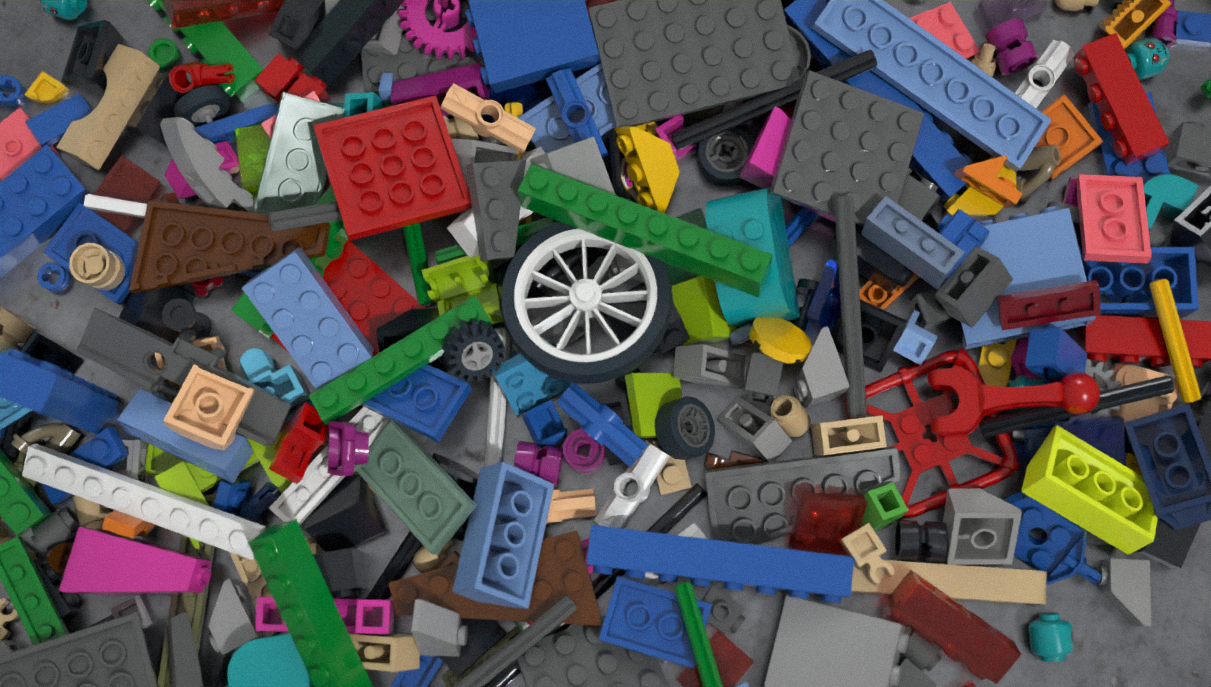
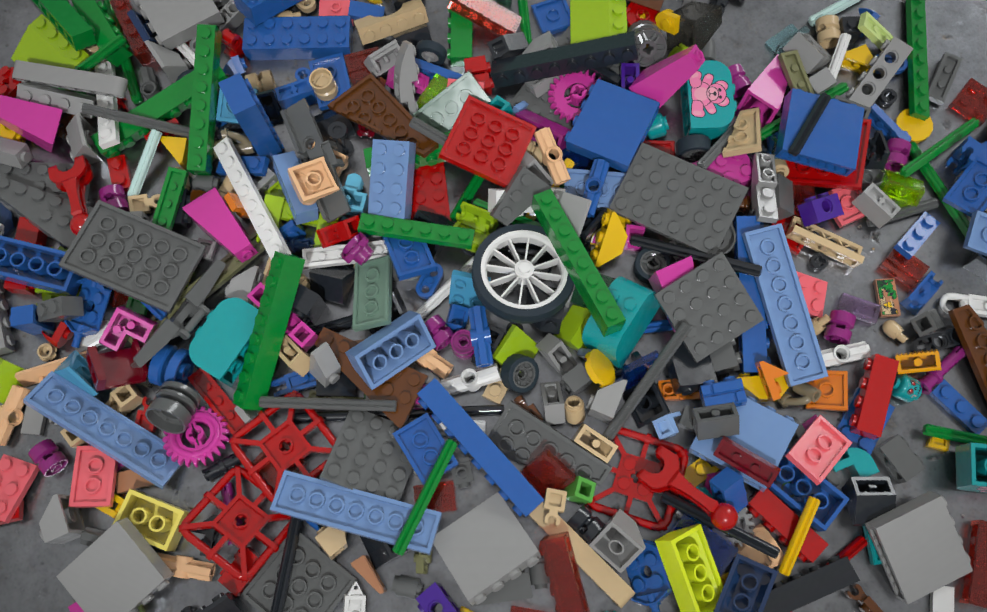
camera: 40 degrees right, 5 degrees down
(68, 311) = (294, 92): none -> blue hinge
(115, 206) = (354, 64): white tile -> none
(147, 166) = (382, 59): none -> light grey hinge
(164, 53) = (436, 18): green tile -> none
(200, 74) = (440, 36): red pin -> none
(426, 562) = (349, 333): tan cylinder -> none
(470, 409) = (430, 282): none -> blue plate
(485, 352) = (450, 259): black wheel -> none
(911, 242) = (703, 374): sand blue panel -> none

